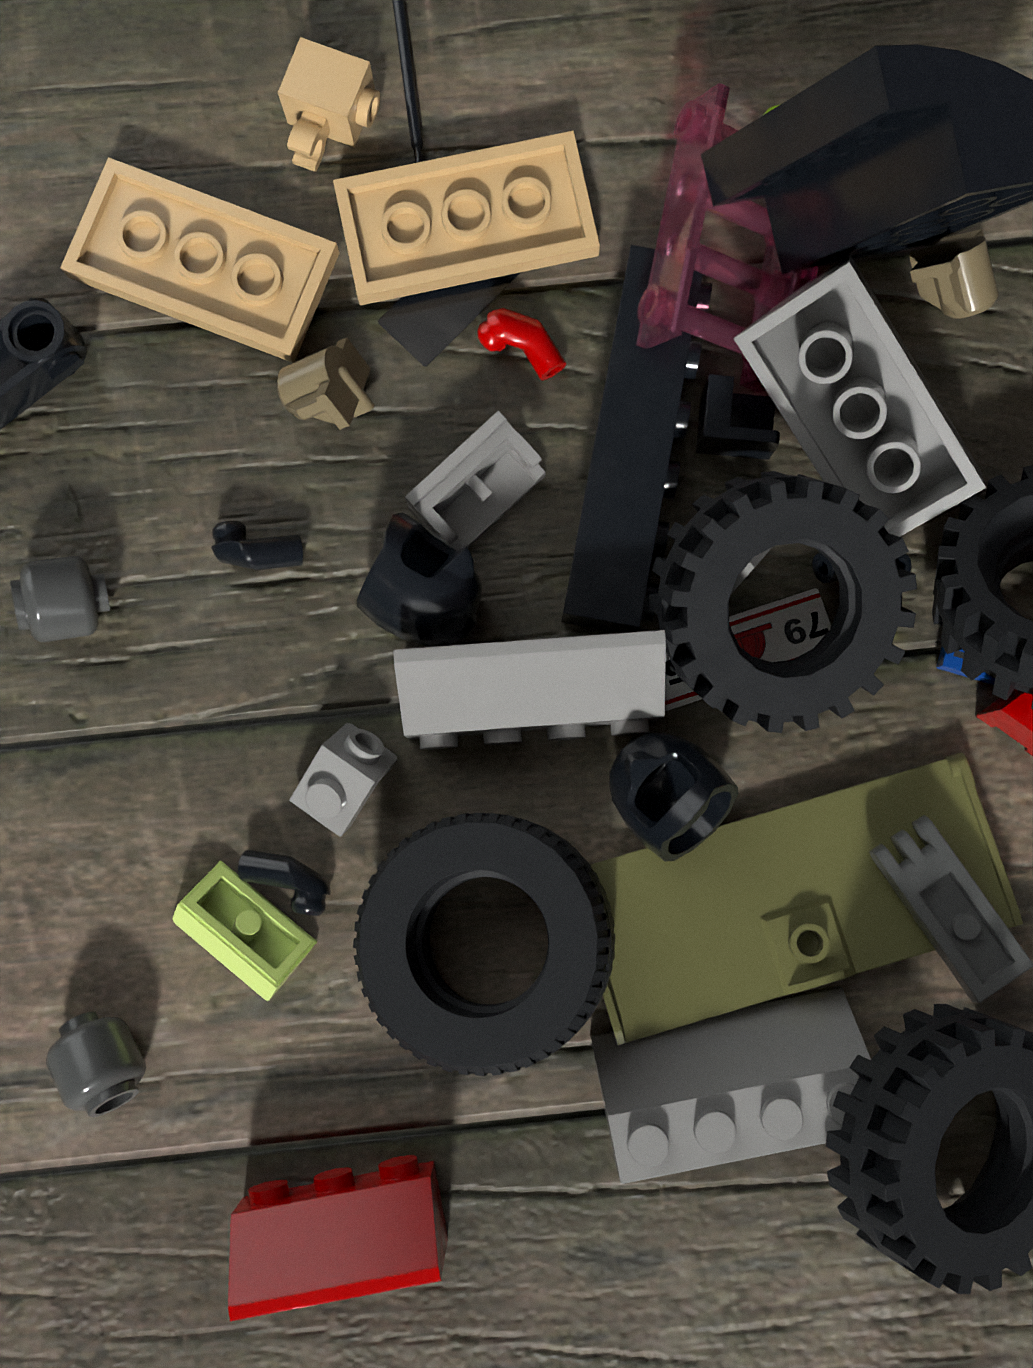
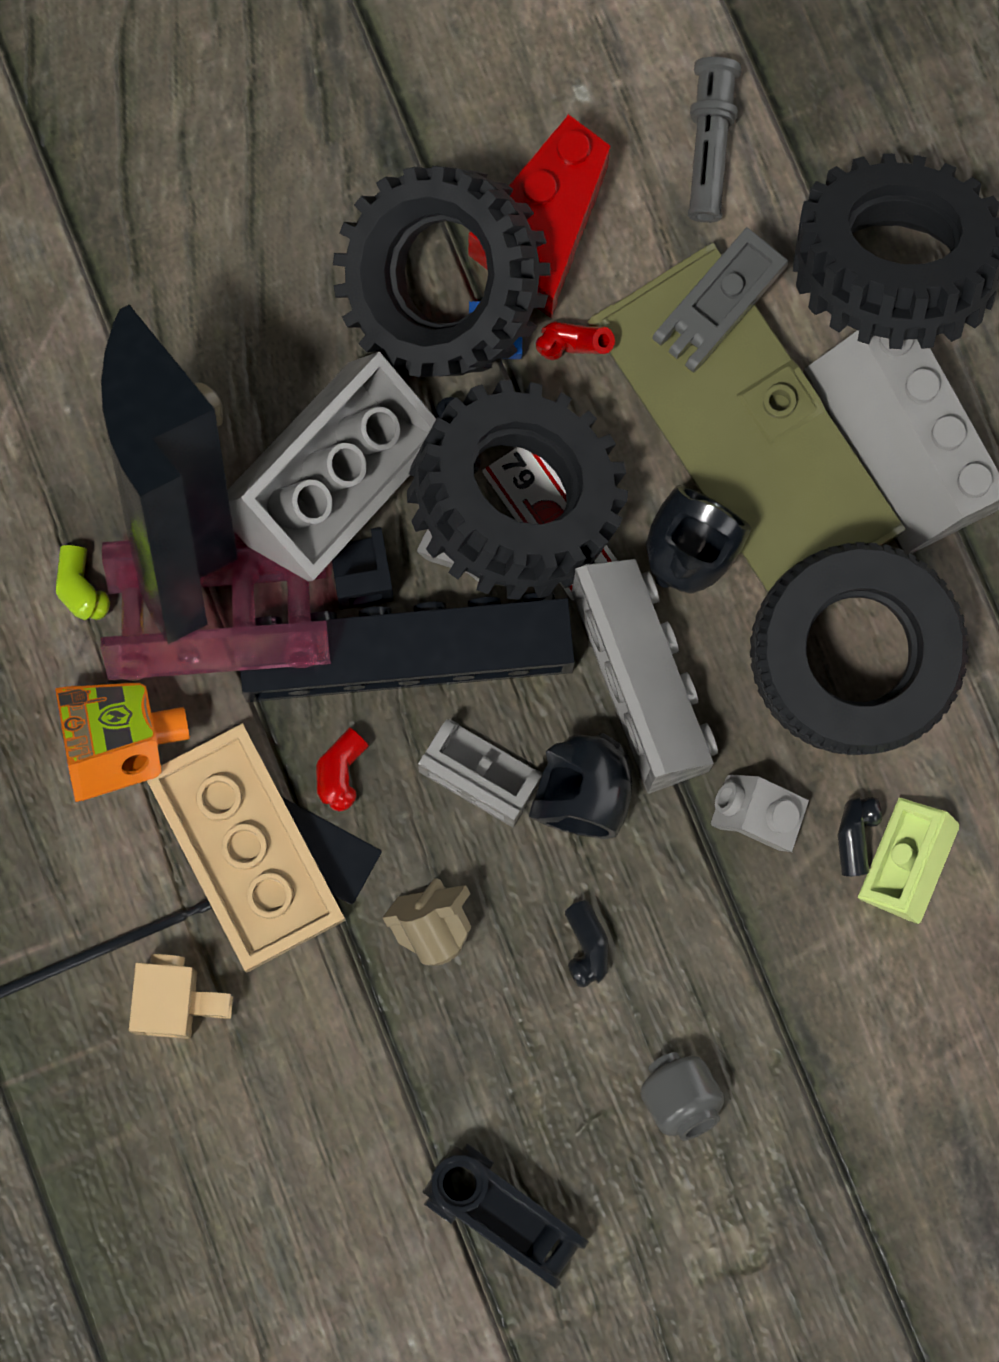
camera: 110 degrees left, 5 degrees down
(200, 259) = (345, 1070): tan plate -> none
(620, 99) = (114, 736): none -> torso
(945, 730) = (573, 339): none -> red arm

